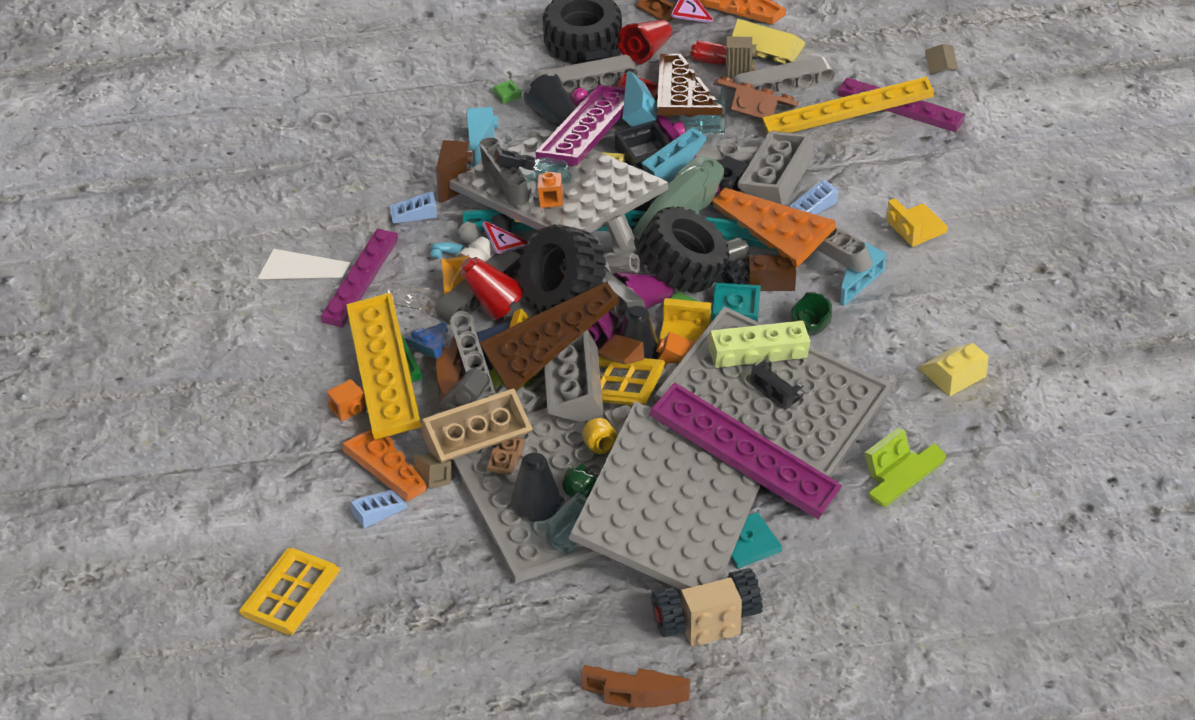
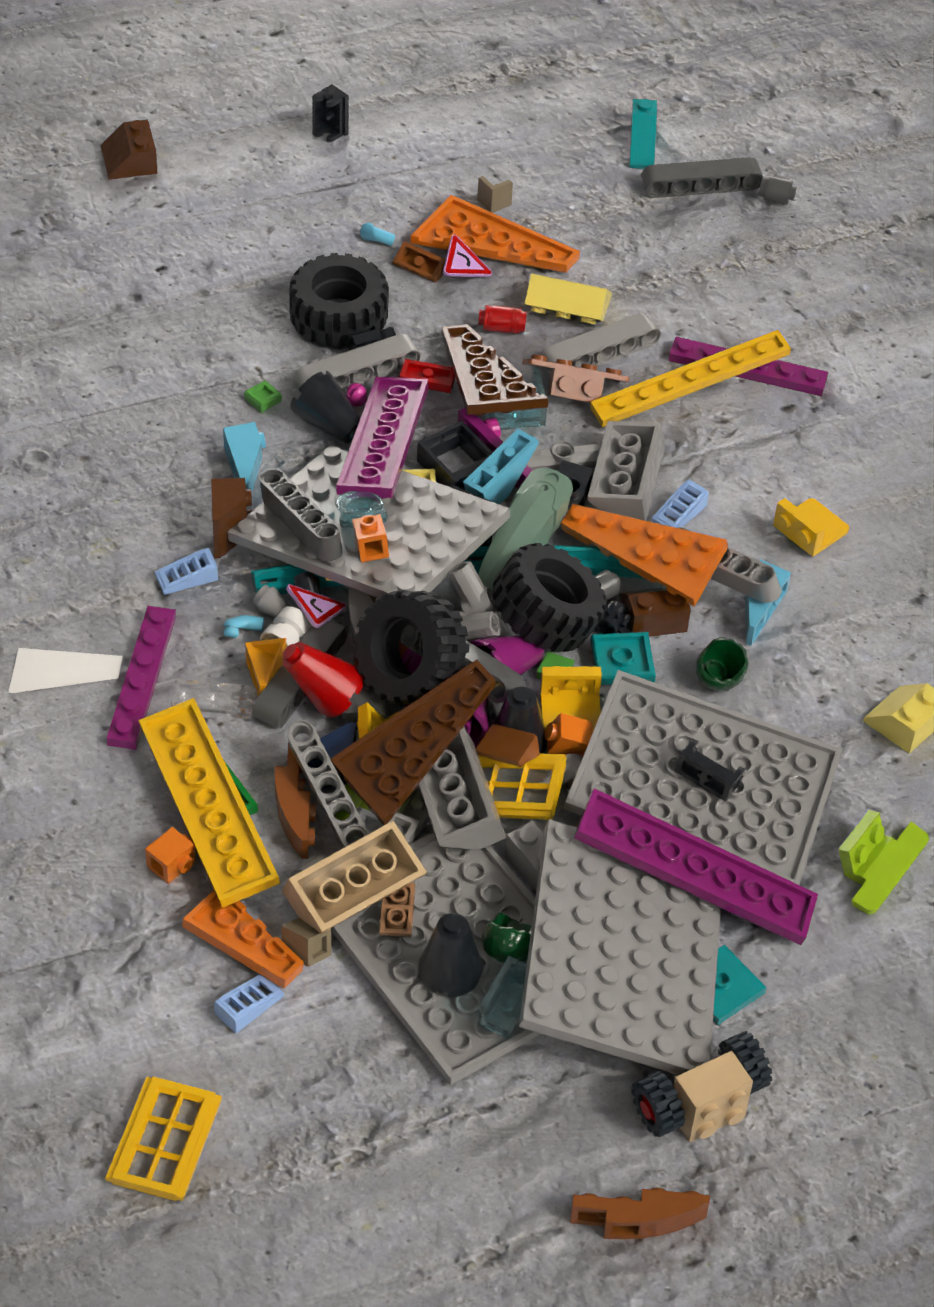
camera: 15 degrees left, 5 degrees up
(428, 340) = (257, 758): blue wing -> none
(465, 390) = (328, 832): dark grey brick -> none
(509, 159) = (312, 501): black plate -> none
(599, 435) = (510, 868): yellow head -> none
(638, 102) = (438, 400): medium azure slope -> none
(643, 39) = (418, 310): red cone -> none
(739, 56) = (544, 324): dark tan brick -> none
(756, 344) = (676, 718): yellowish green brick -> none
(941, 58) = (781, 301): dark tan panel -> none

